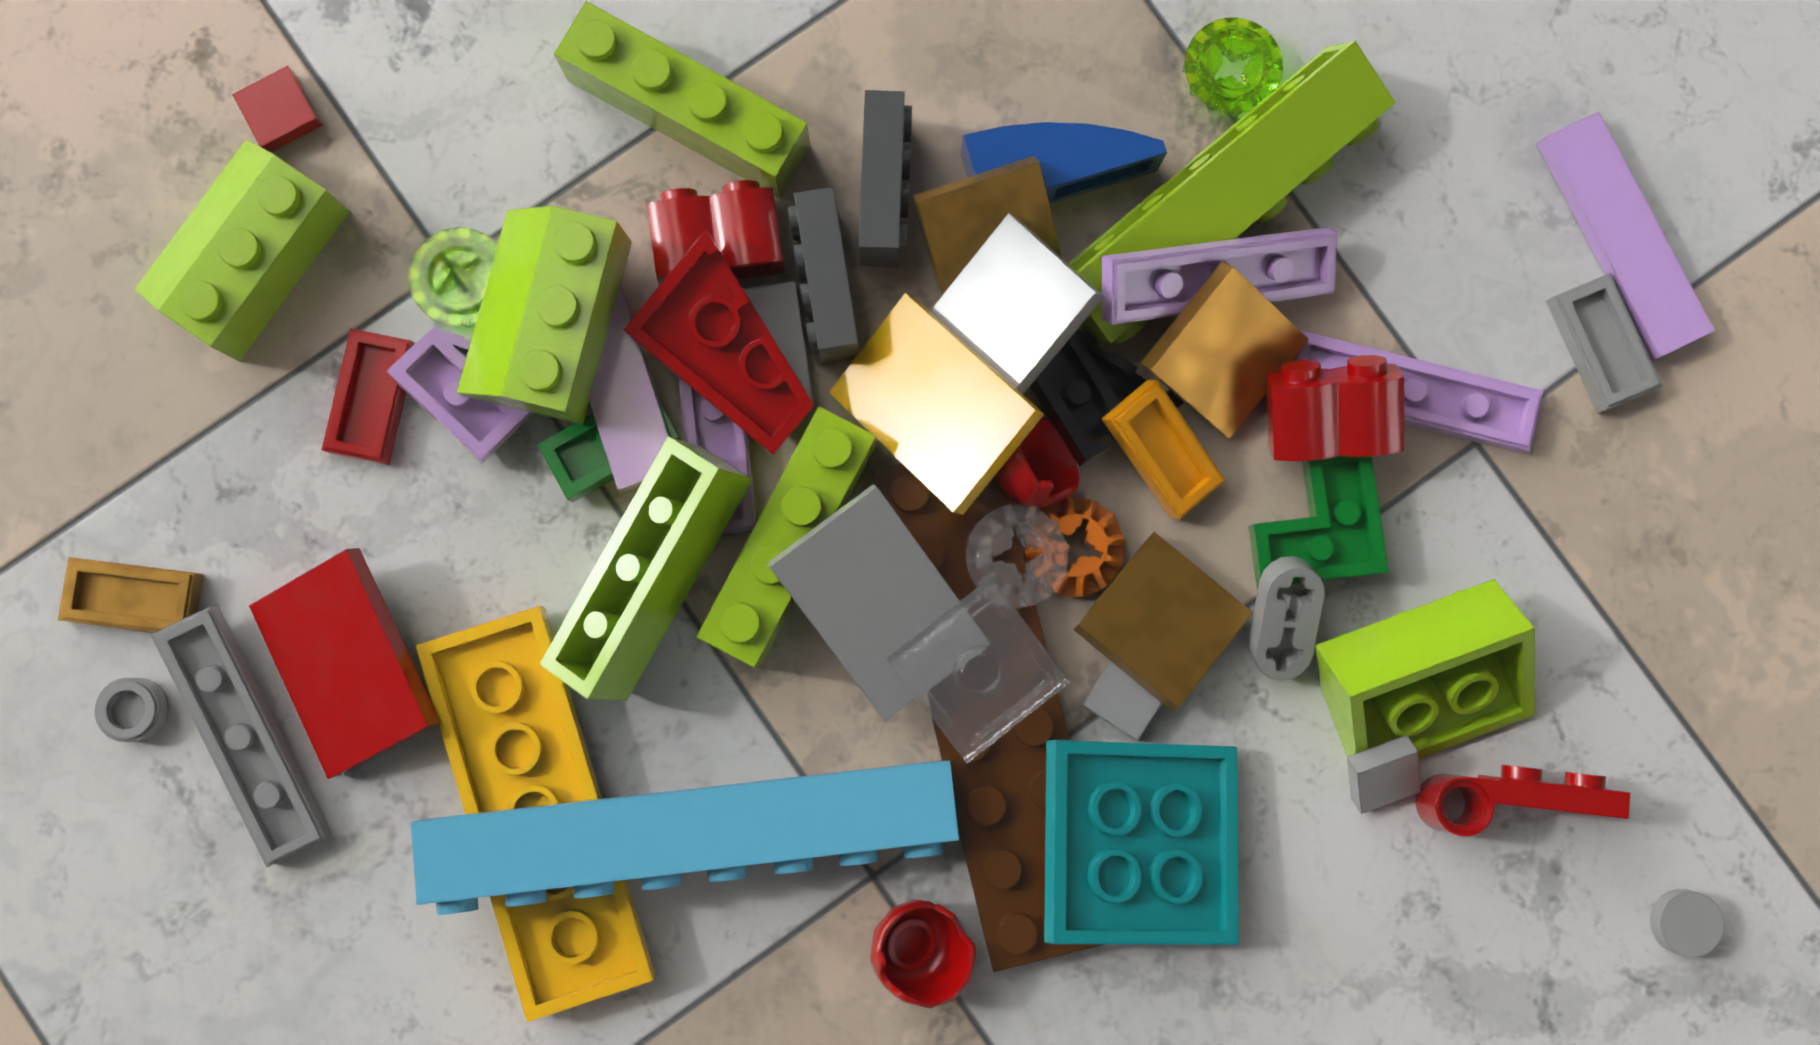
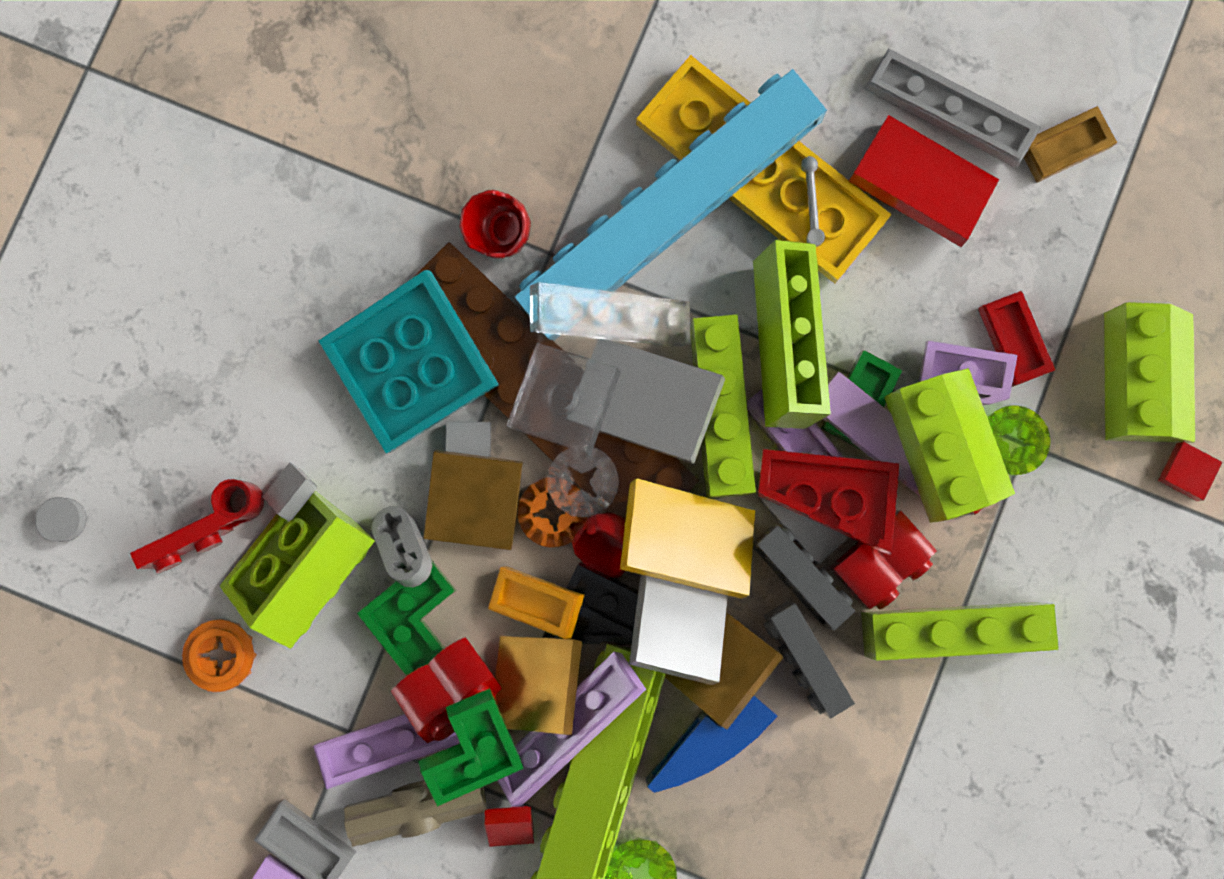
camera: 150 degrees right, 0 degrees up
(131, 709) = (1022, 85): light grey tile -> none
(529, 677) = (815, 235): none -> light grey hinge
(857, 738) = (608, 315): none -> clear plate
(1340, 307) = (480, 757): none -> green plate
(1352, 213) = (509, 826): none -> red tile
(1451, 302) = (406, 812): none -> dark tan piece
(1609, 622) = (205, 671): none -> orange gear

